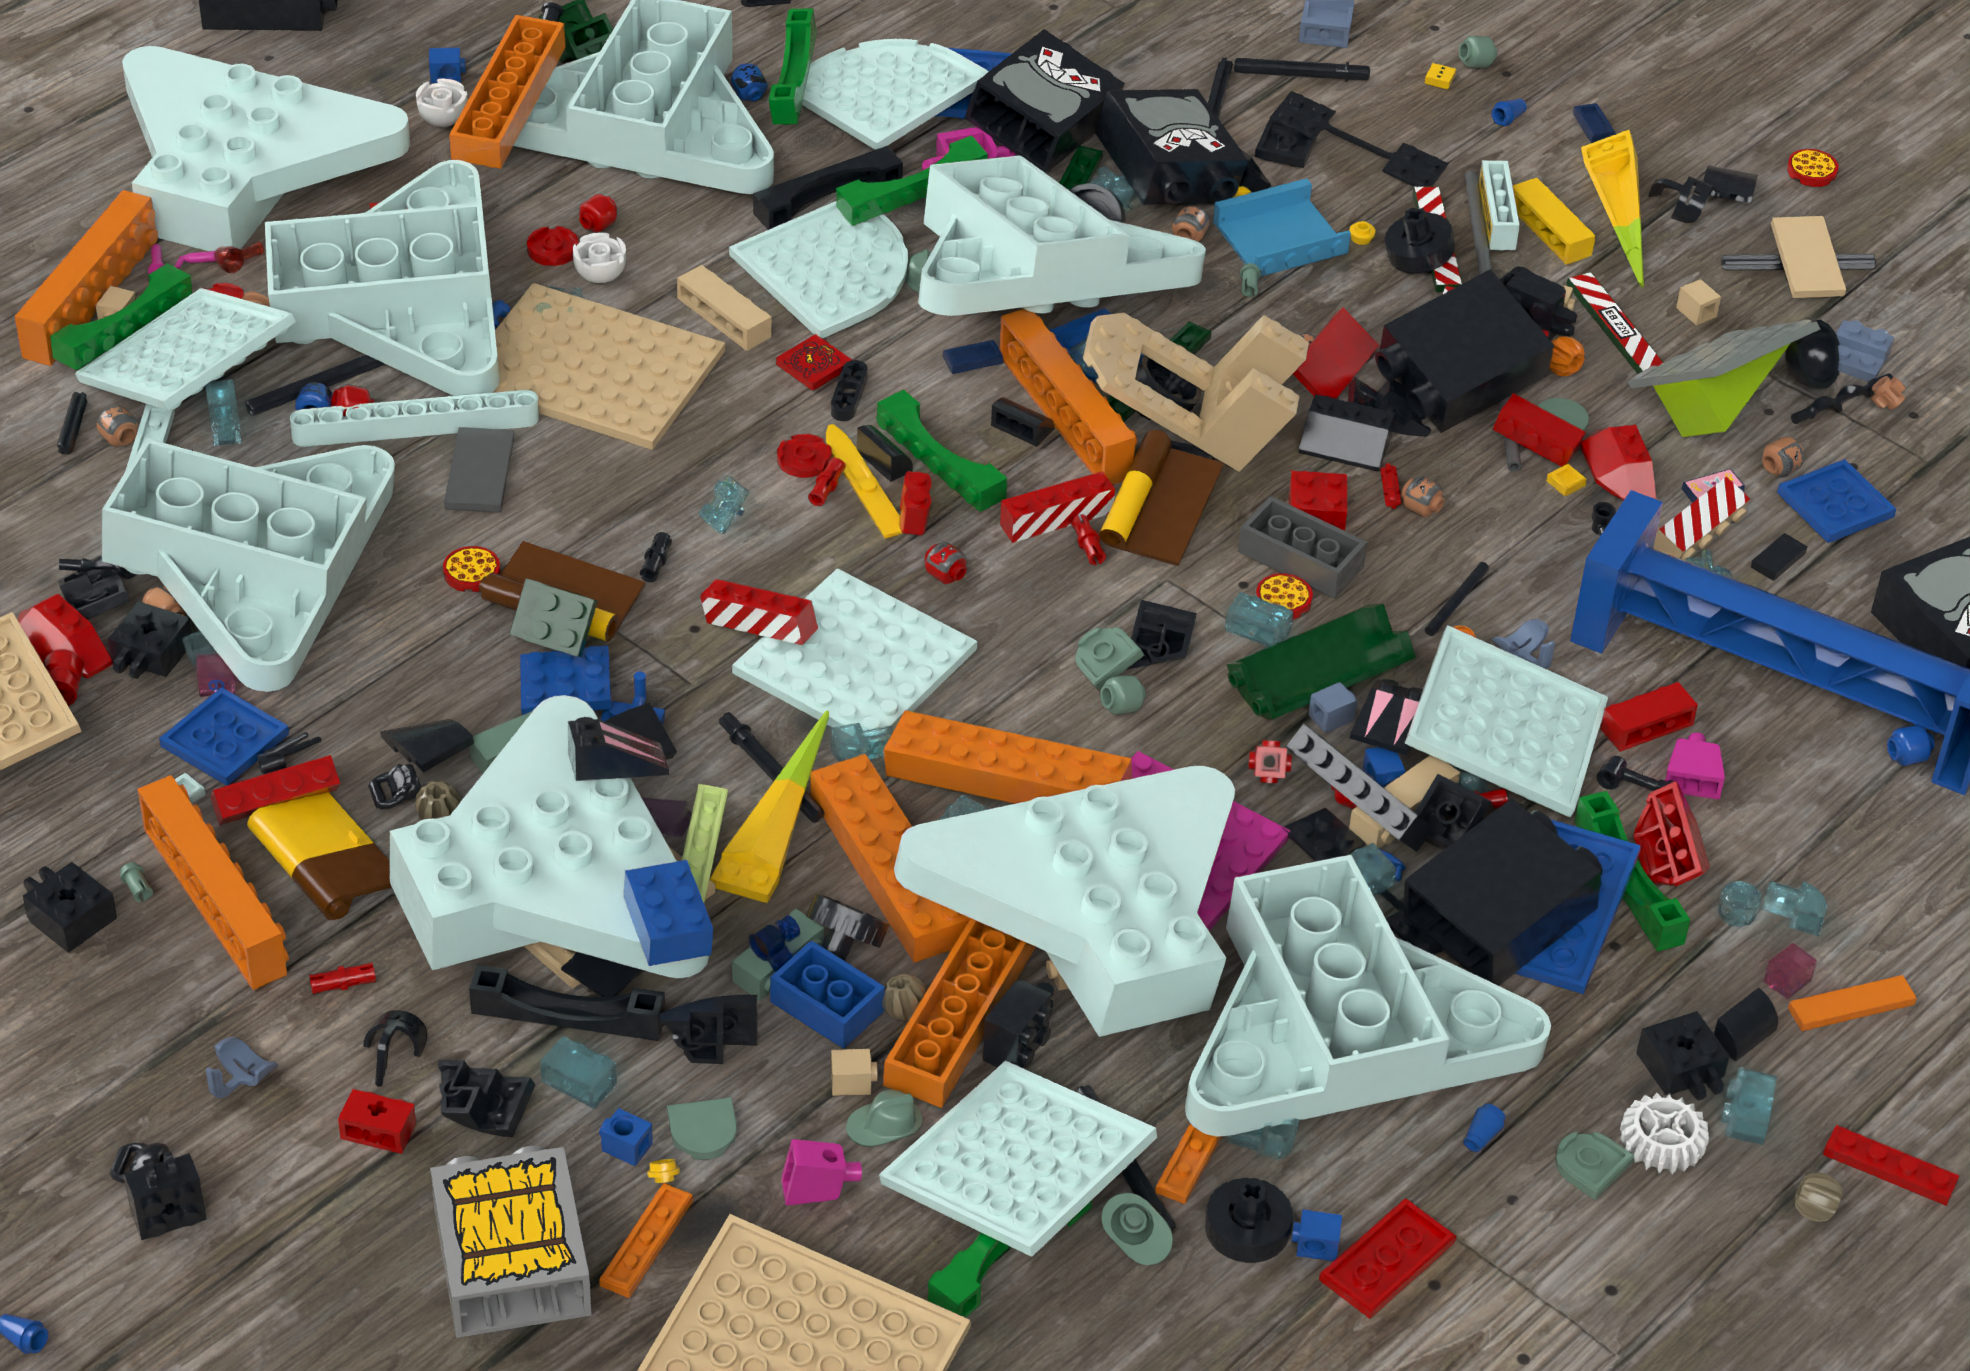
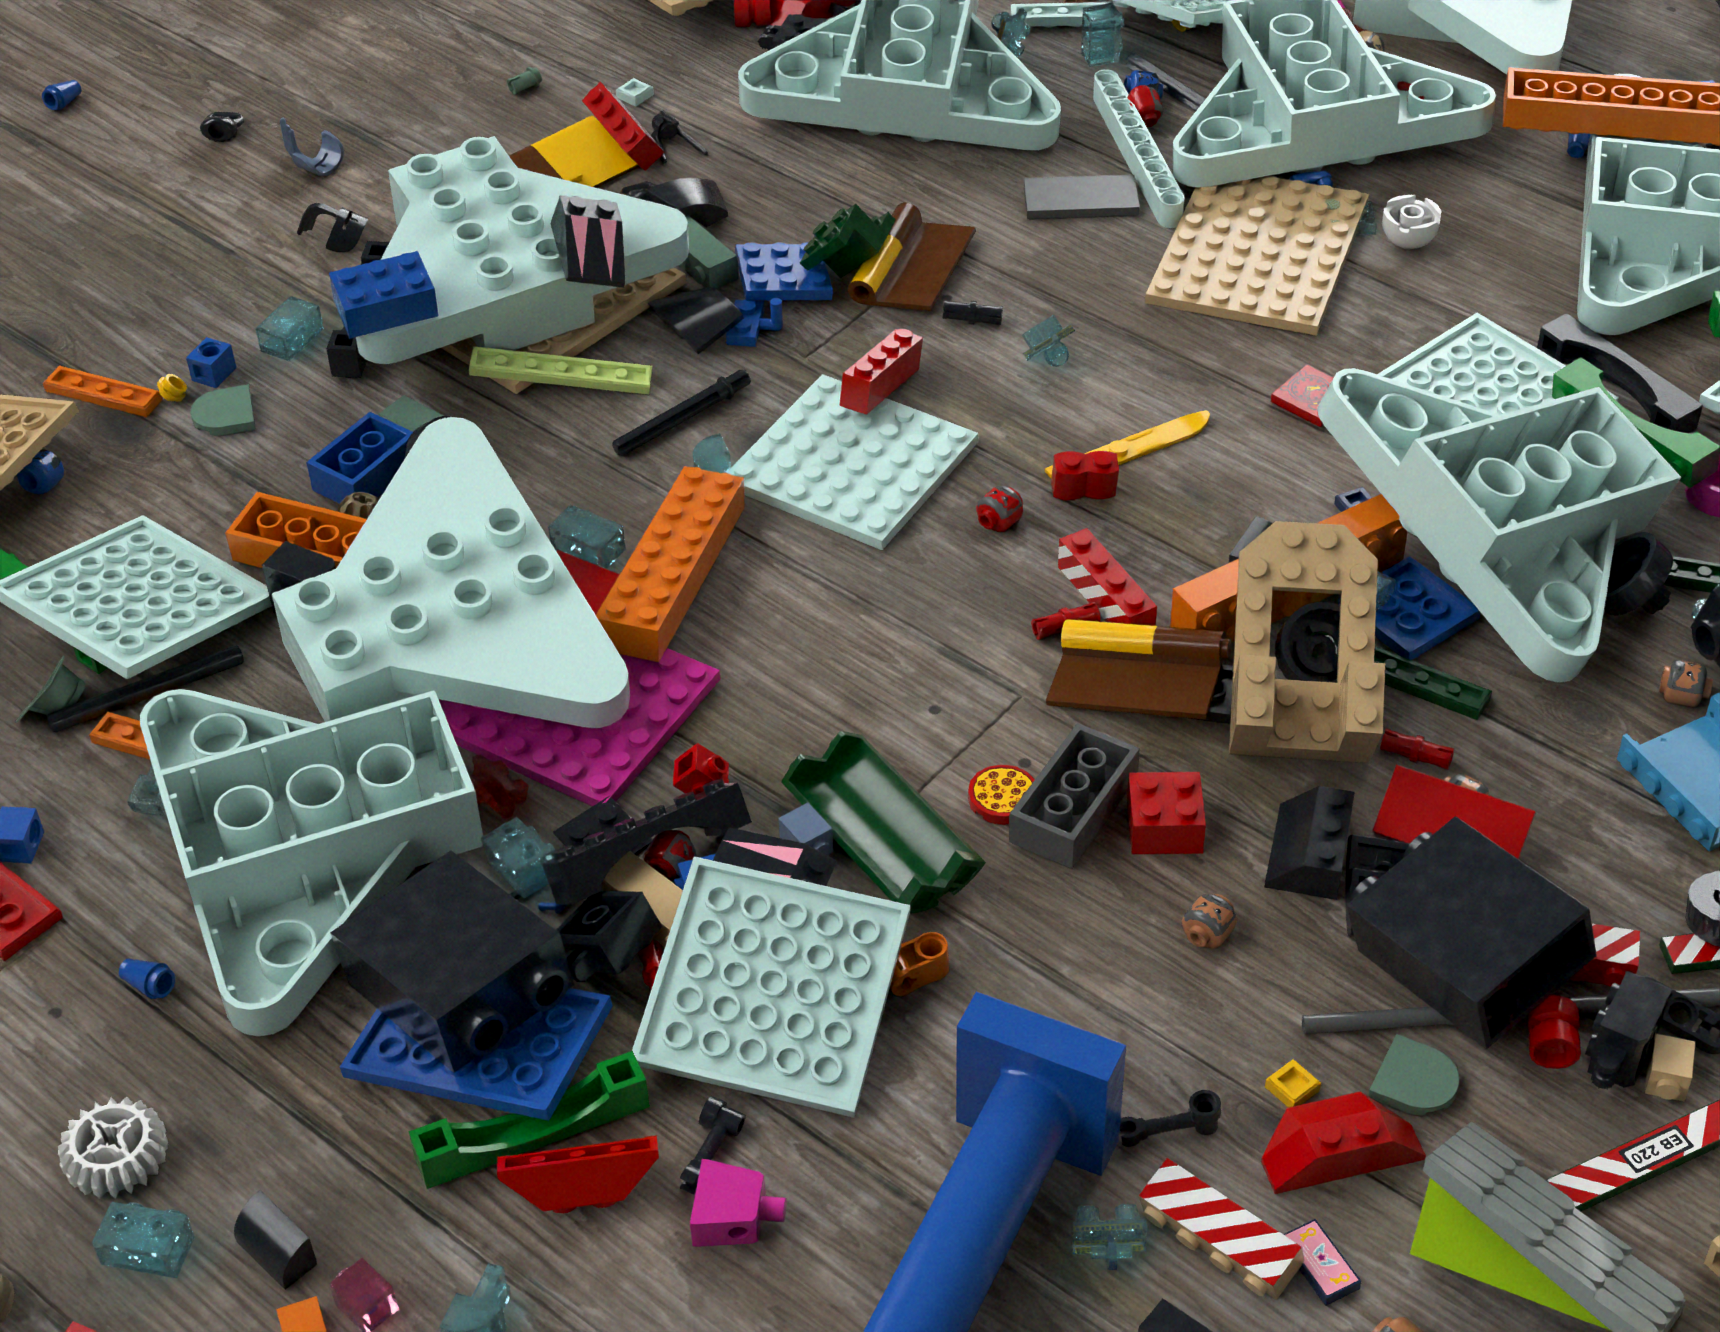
camera: 90 degrees right, 0 degrees up
(68, 905) = (491, 49): black hinge -> none
(165, 1195) = (168, 126): black hinge -> none
(213, 882) = (509, 101): orange brick -> none
(224, 736) = (695, 99): blue plate -> none
(377, 1121) = (246, 228): red brick -> none
(468, 566) = (940, 205): tile -> none
(483, 1097) = (270, 281): black slope -> none
(510, 1241) = (94, 300): brick -> none
(551, 246) = (1452, 202): red tile -> none
(597, 213) = (1496, 219): red head -> none
(669, 815) = (616, 345): clear purple slope -> none
(710, 1024) = (317, 388): black slope -> none
(724, 307) = (1375, 320): tan brick -> none
(757, 852) = (573, 411): yellow plate -> none
(769, 941) = (412, 406): clear blue piece -> none
(803, 455) = (1158, 401): red tile -> none
(816, 1172) = (146, 483): dark pink torso -> none
(826, 481) = (1113, 415): red pin -> none
(852, 1072) = (274, 481): tan brick -> none
(853, 398) = (1301, 427): black beam -> none
(870, 832) = (599, 474): orange brick -> none
(882, 453) = (1169, 449): black brick -> none
(884, 1120) = (214, 521): sand green piece -> none
(975, 482) = (1226, 461): green arch -> none
(1105, 654) = (868, 639): sand green tile -> none
(1122, 694) = (806, 654): sand green head -> none
(1161, 633) = (913, 686): black slope -> none
(1250, 274) = (1597, 745): sand green pin -> none
(1255, 1206) = (45, 766): black piece -> none
(1258, 620) = (947, 766): clear light blue brick -> none
(1390, 486) = (1233, 891): red axle -> none
(1456, 598) = (1030, 962): black bar -> none
(1533, 631) = (933, 1002): sand blue helmet -> none
(1538, 430) = (1360, 1035): red brick -> none
(1566, 356) = (1545, 1076): orange piece -> none
(1591, 1161) = (90, 1079): sand green tile -> none
(1648, 716) = (823, 1156): red brick -> none
(1684, 1056) = (220, 1169): black hinge -> none
(1739, 903) = (476, 1239): clear light blue head -> none

